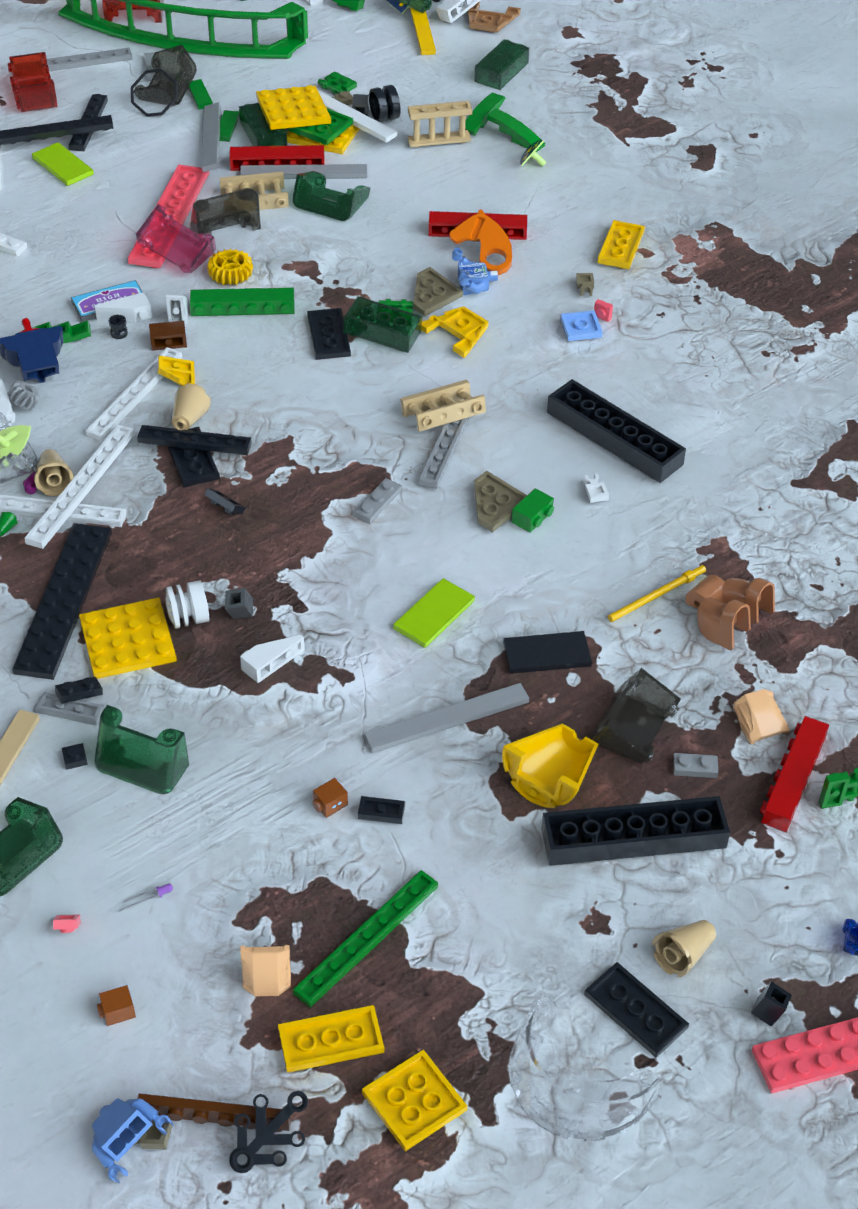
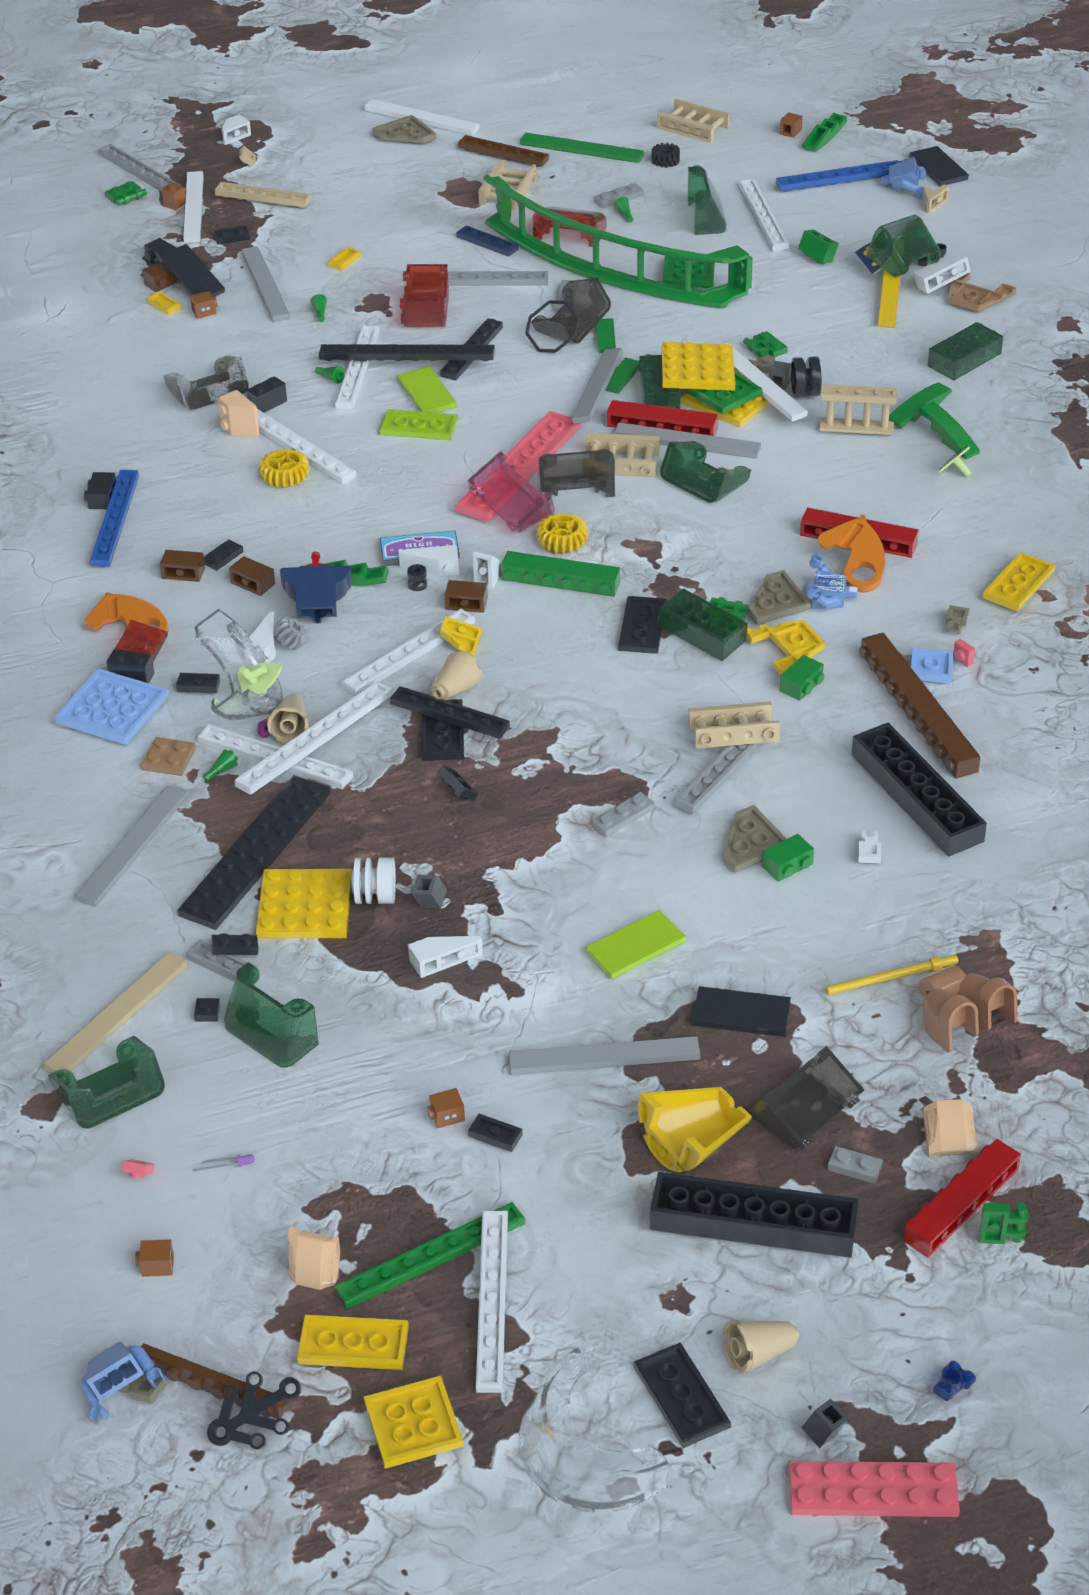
camera: 20 degrees right, 5 degrees down
(66, 29) = (487, 240): none -> dark blue tile
(66, 194) = (419, 424): none -> lime tile
(240, 31) = (701, 276): none -> green plate
(440, 968) = (492, 1302): none -> white tile
(481, 354) = (801, 677): none -> green brick
(586, 360) = (920, 705): none -> reddish brown brick

